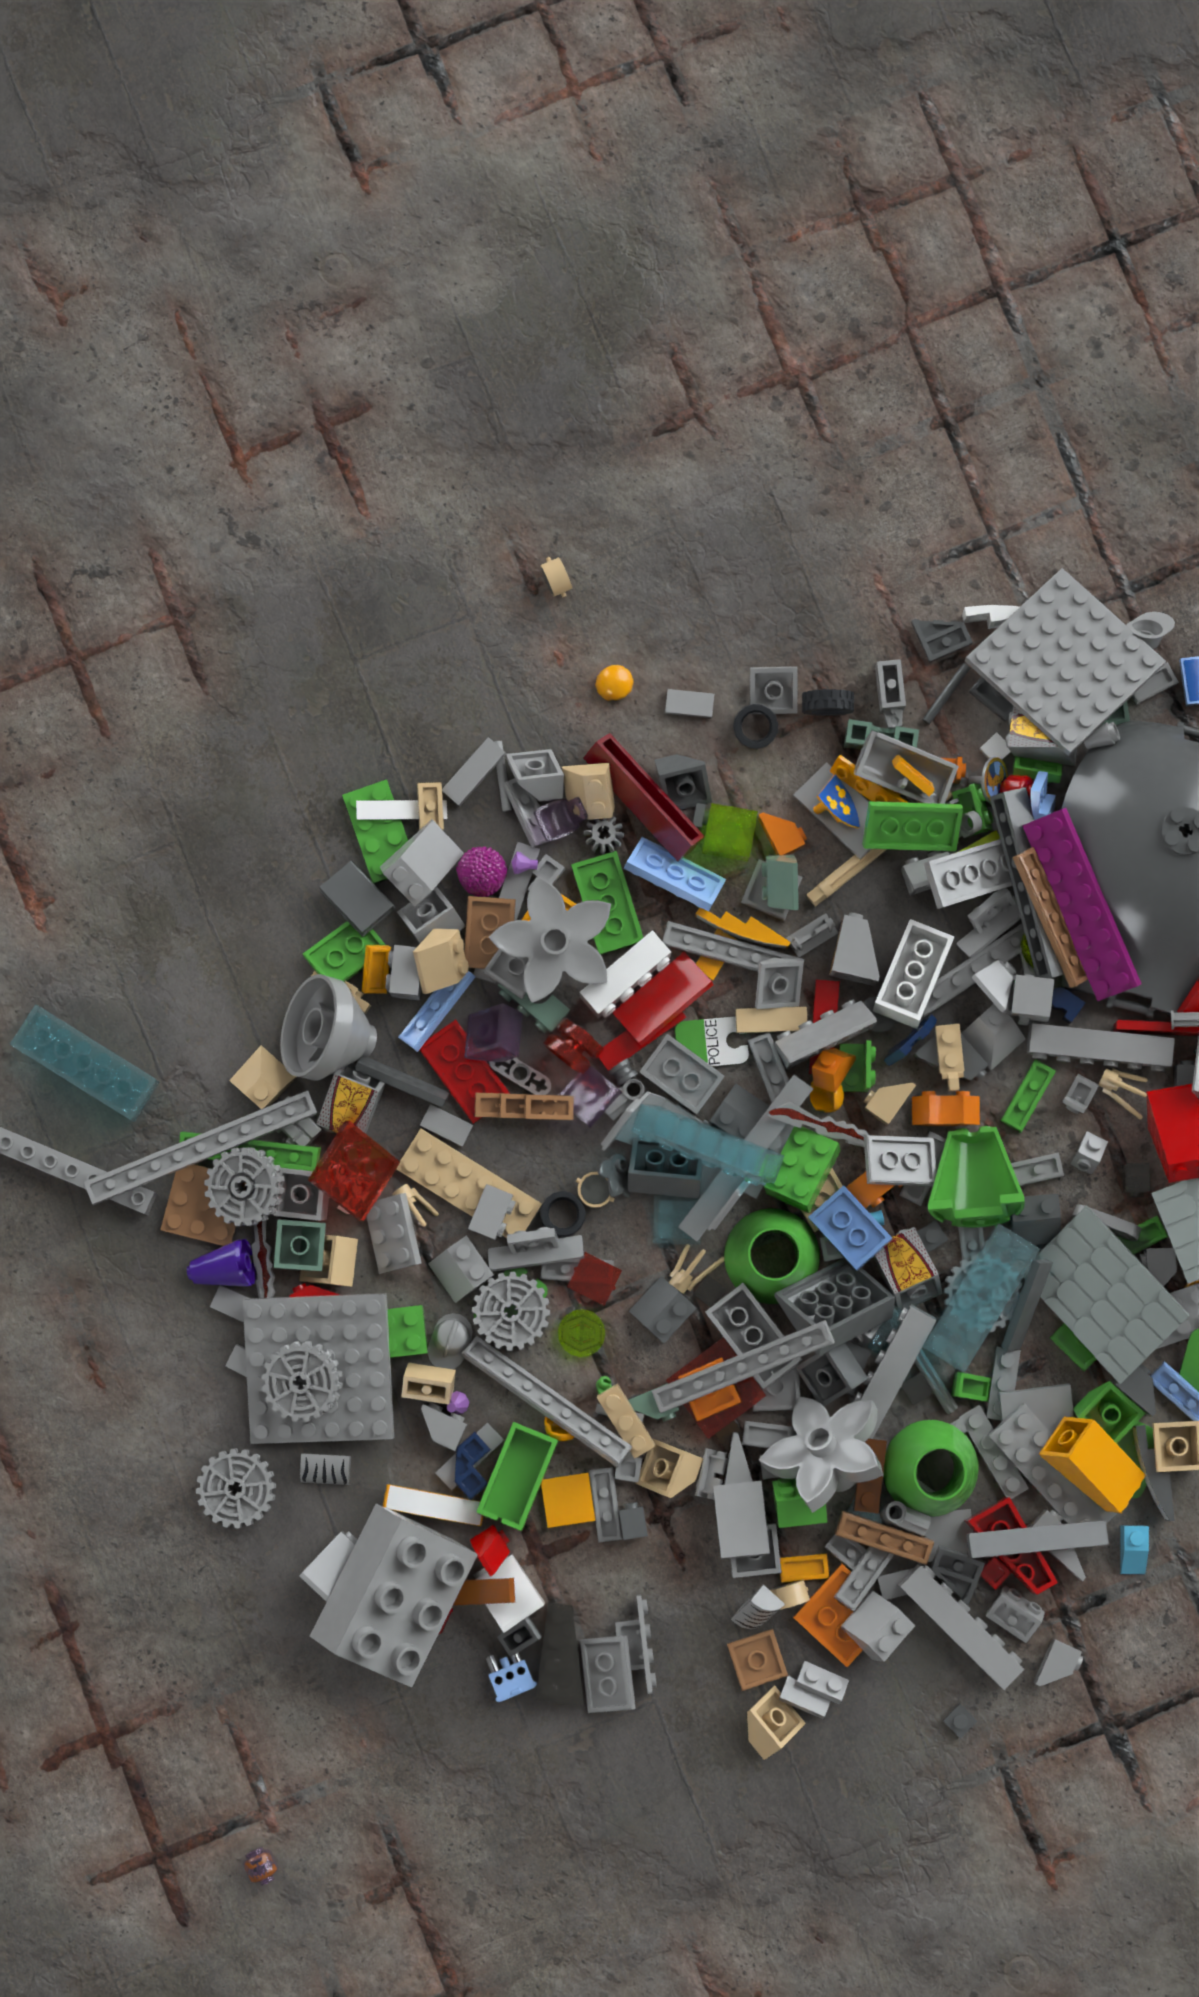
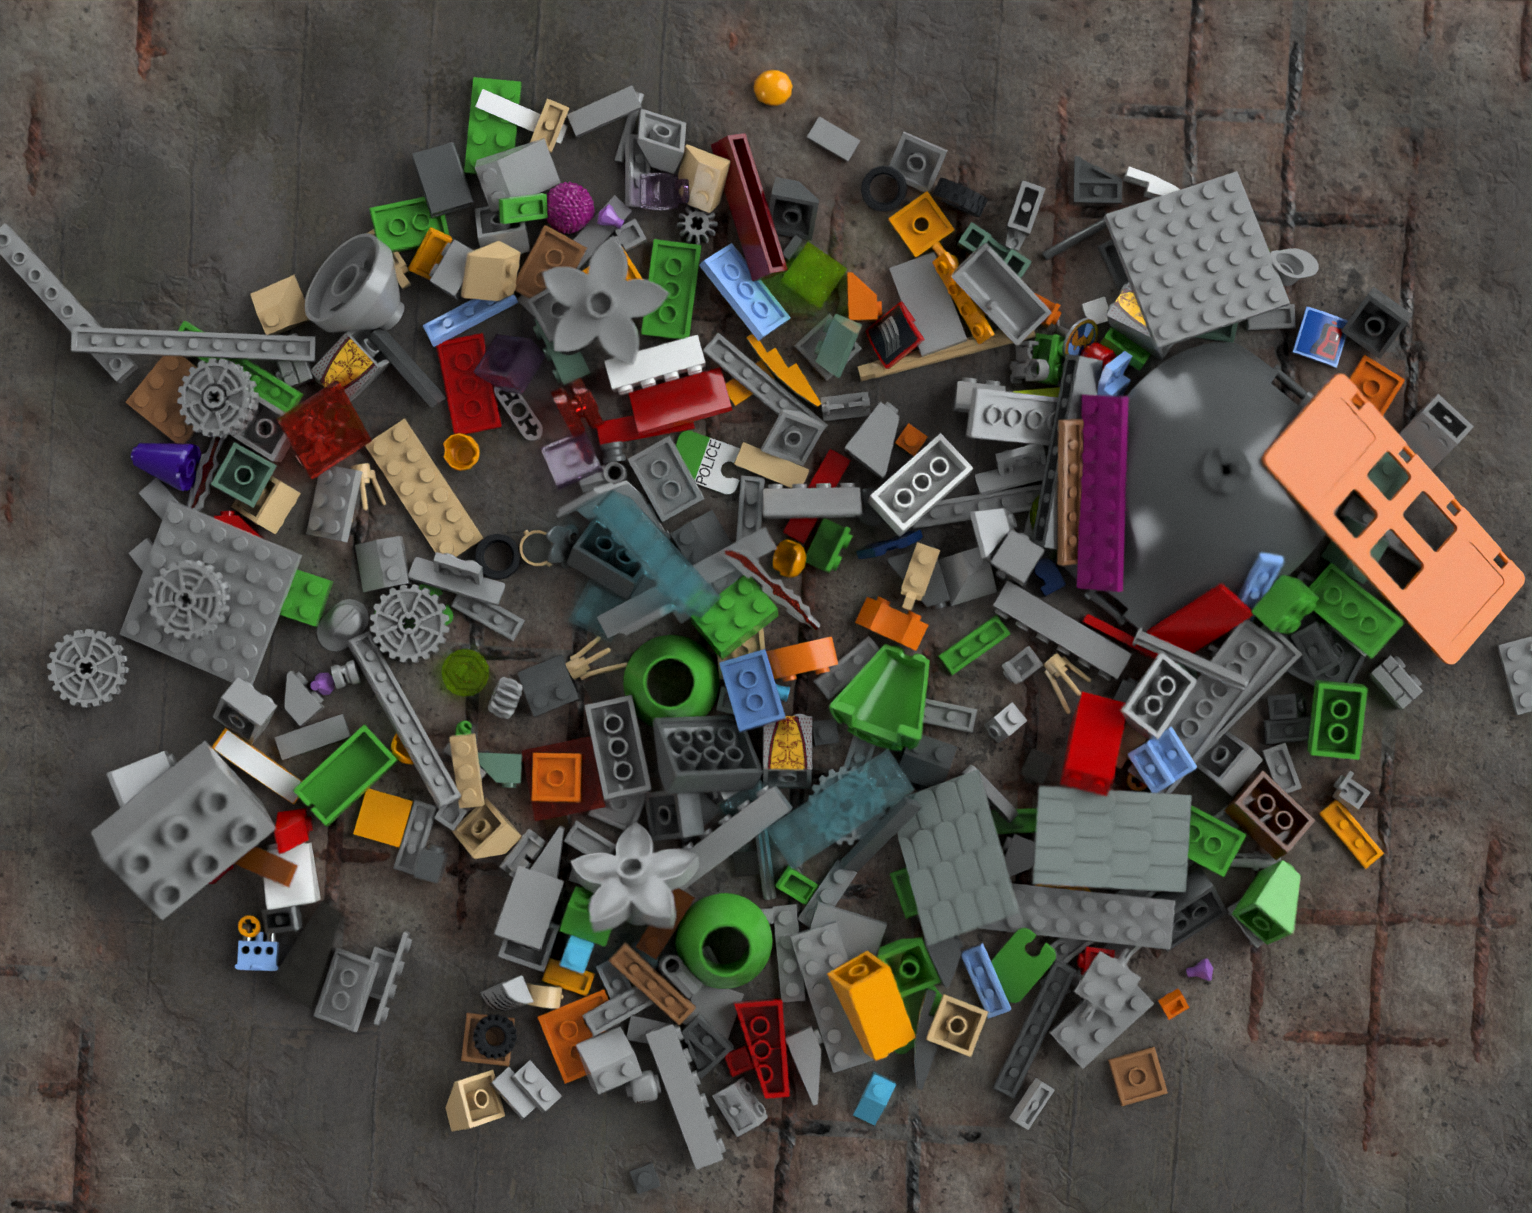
camera: 25 degrees right, 5 degrees up
(84, 1063) = (124, 217): clear light blue brick -> none
(325, 1469) = (176, 687): light grey brick -> none
(398, 1460) = (245, 710): none -> light grey brick
(428, 1383) = (304, 654): tan brick -> none
(442, 889) = (523, 208): none -> bright green plate
(446, 1125) = (428, 426): light grey tile -> none
(467, 1455) = (310, 735): dark blue tile -> none
(479, 1383) = (351, 674): none -> light grey wheel
(486, 1134) = (461, 451): none -> light orange hair
(491, 1212) = (432, 525): light grey brick -> none
(494, 1649) = (254, 920): none -> light orange bush
(524, 1106) = (507, 442): medium nougat slope -> none
(594, 1278) = (499, 628): clear red piece -> none
(629, 1338) = (505, 697): none -> light grey gear
(743, 1366) = (593, 771): light grey tile -> none
(748, 1649) = (487, 1049): none -> black tyre
(804, 1541) = (577, 954): none -> medium azure slope
(808, 758) = (921, 241): none -> light orange plate
(827, 851) = (894, 335): none -> slope
(831, 1069) = (803, 537): orange slope -> none
(838, 803) = (924, 295): blue shield -> none
(885, 938) = (911, 440): none -> orange plate
(887, 1101) = (842, 590): tan slope -> none
(900, 1160) = (826, 650): light grey tile -> none
(912, 826) = (982, 348): bright green plate -> none
(913, 775) = (1005, 301): light orange tile -> none
(921, 1637) = (644, 1087): none -> light grey head
(1037, 1539) = (788, 1049): tile -> none
(1058, 1663) = (757, 1168): light grey slope -> none
(1103, 736) = (1198, 346): light grey cone -> none

